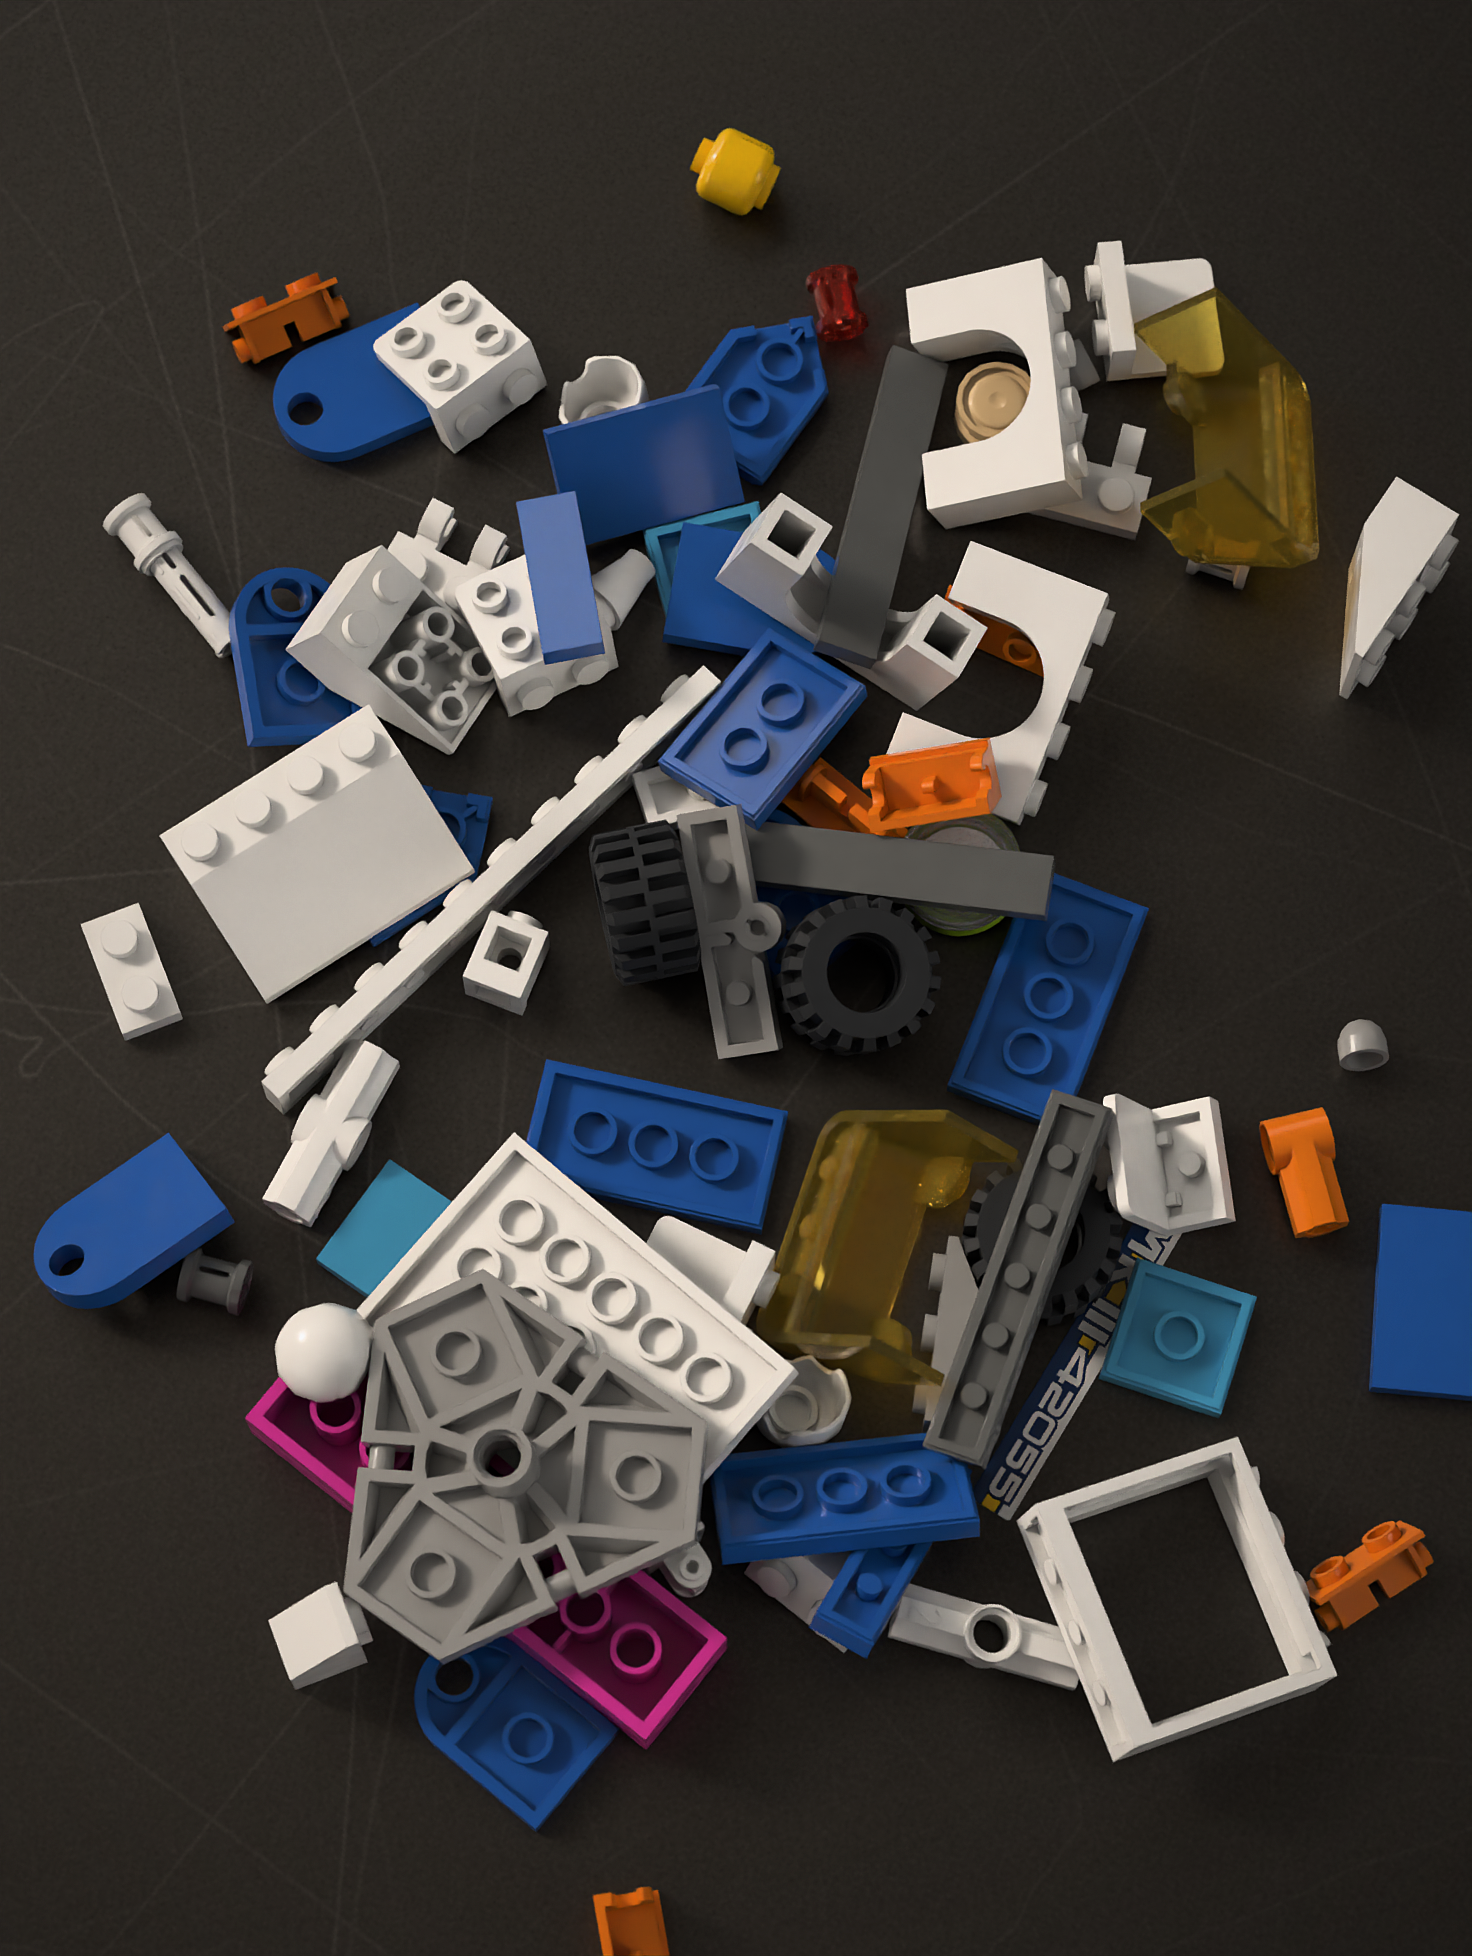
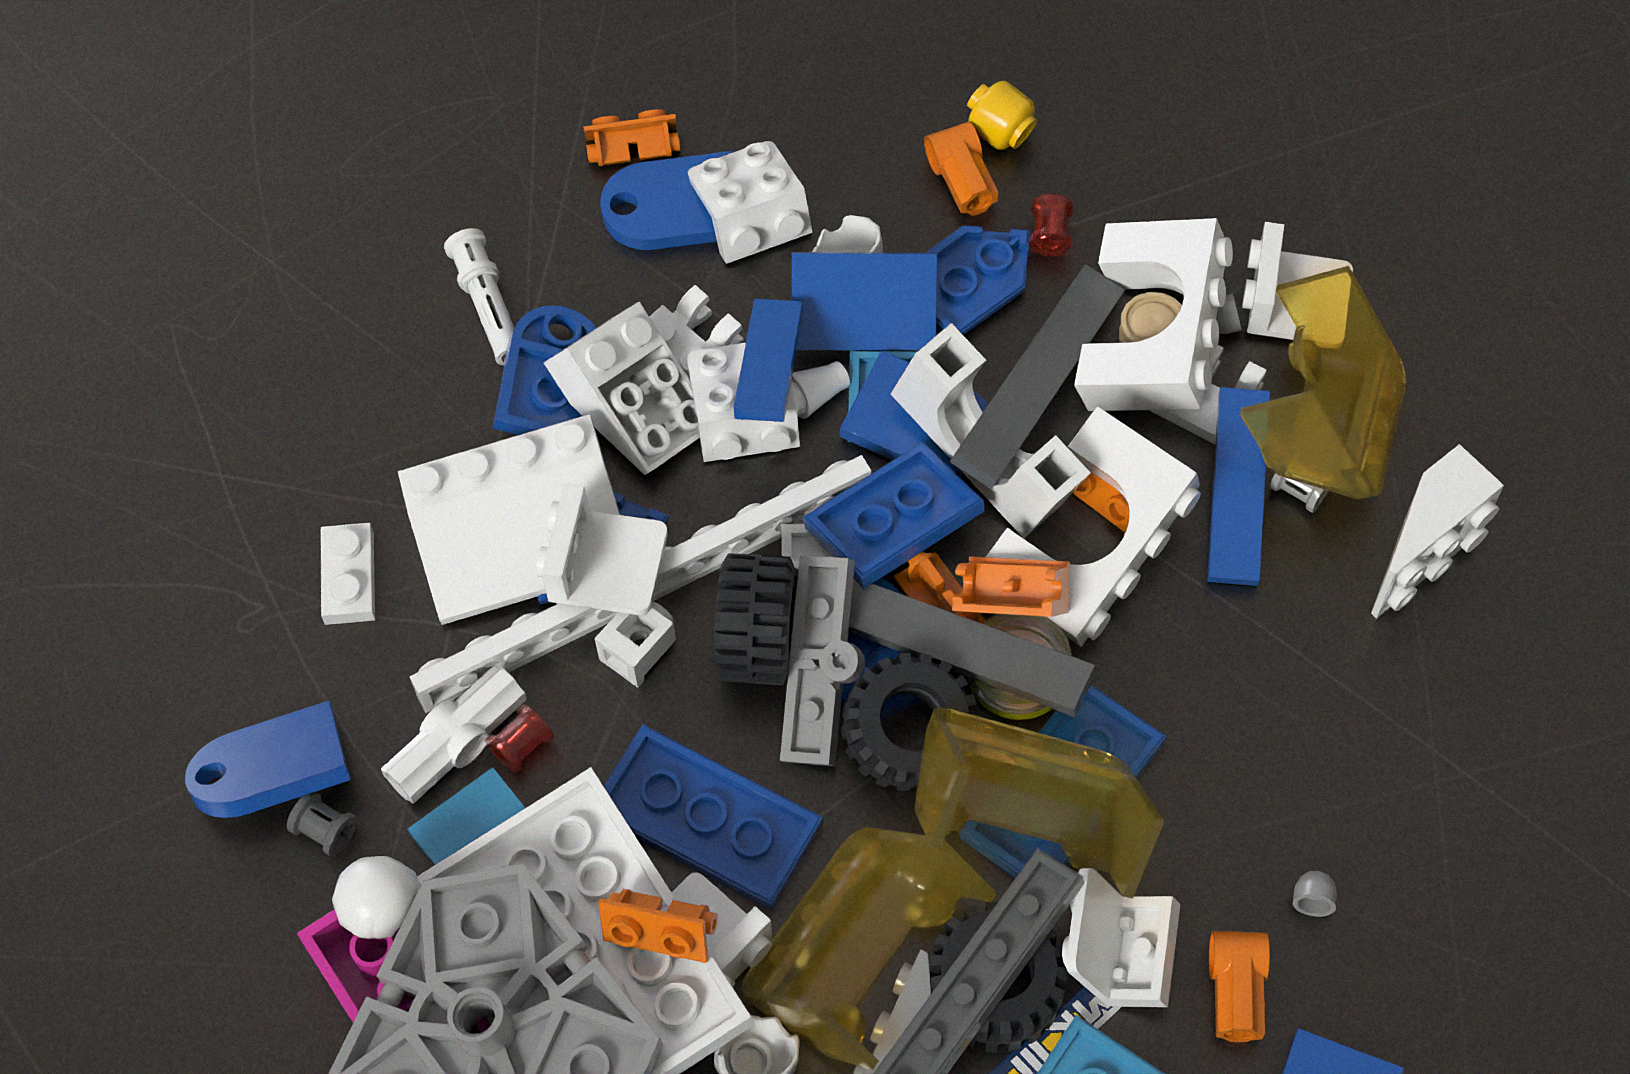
camera: 20 degrees right, 10 degrees down
(409, 1116) = (519, 738): none -> clear red bush
(444, 878) = (600, 556): none -> white bracket
(630, 1297) = (639, 923): none -> orange hinge
(697, 239) = (958, 157): none -> orange piece
(1030, 1014) = (1037, 789): none -> clear yellow windscreen
(1150, 587) = (1236, 493): none -> blue tile

